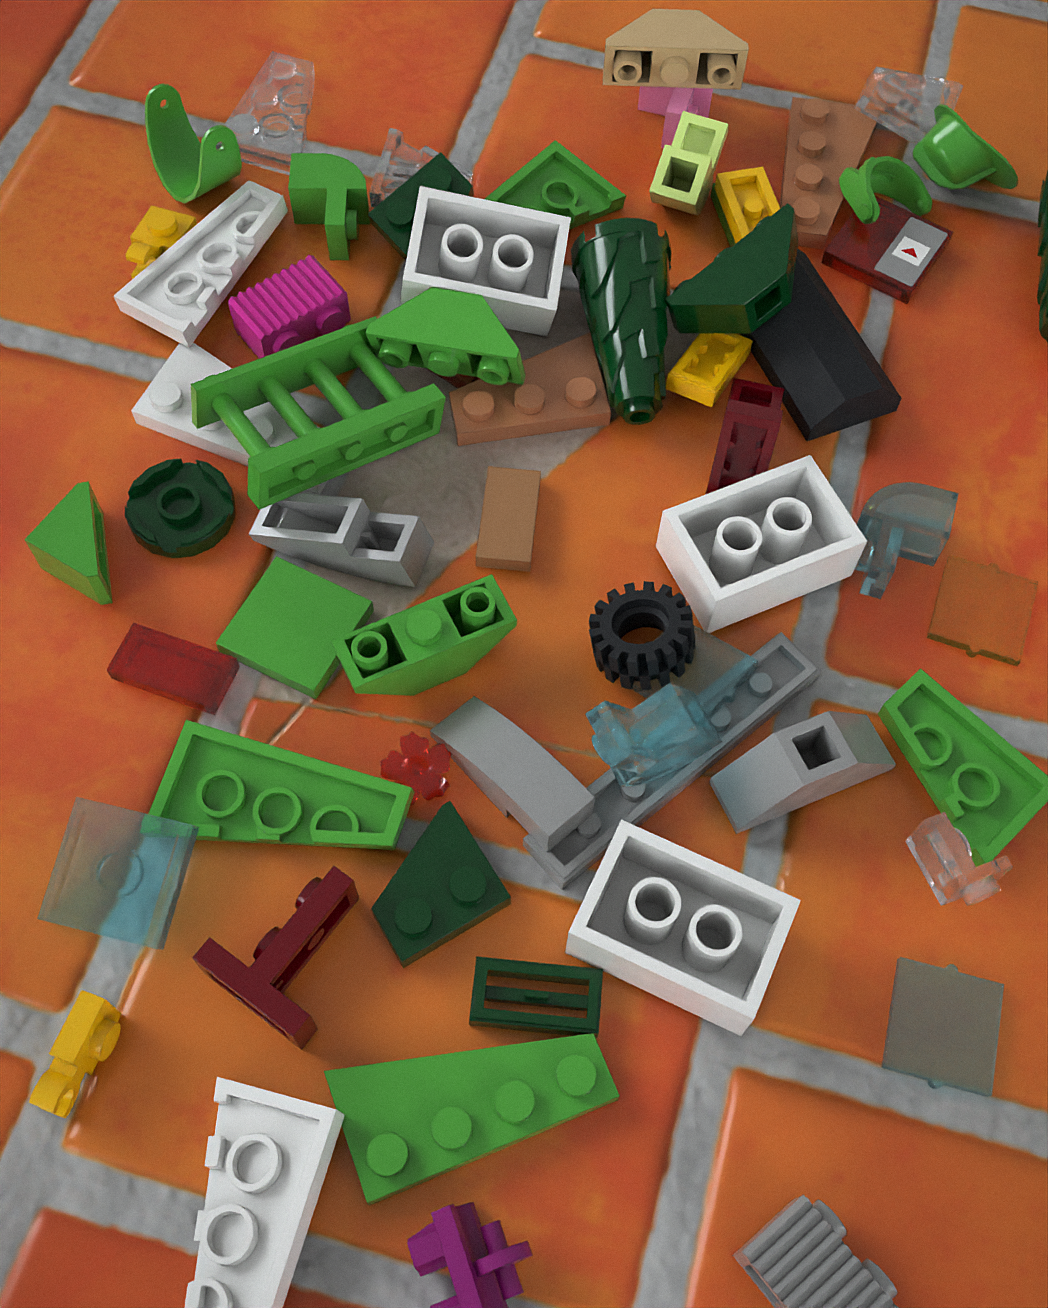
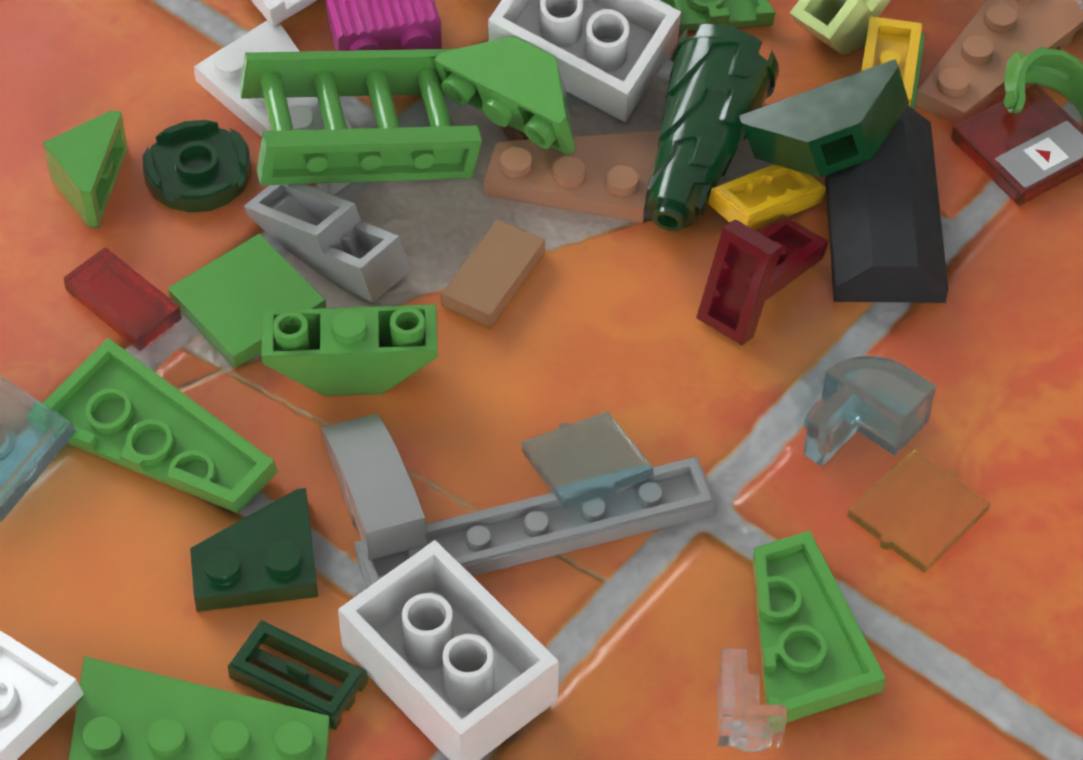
camera: 25 degrees right, 10 degrees down
(283, 956) = (99, 555): dark red bracket -> none
(418, 766) = (292, 450): clear red plant -> none
(636, 611) = (580, 414): black tyre -> none
(653, 736) = (507, 494): clear light blue brick -> none
(759, 543) = (712, 367): white brick -> none
(800, 767) = (646, 570): light grey slope -> none

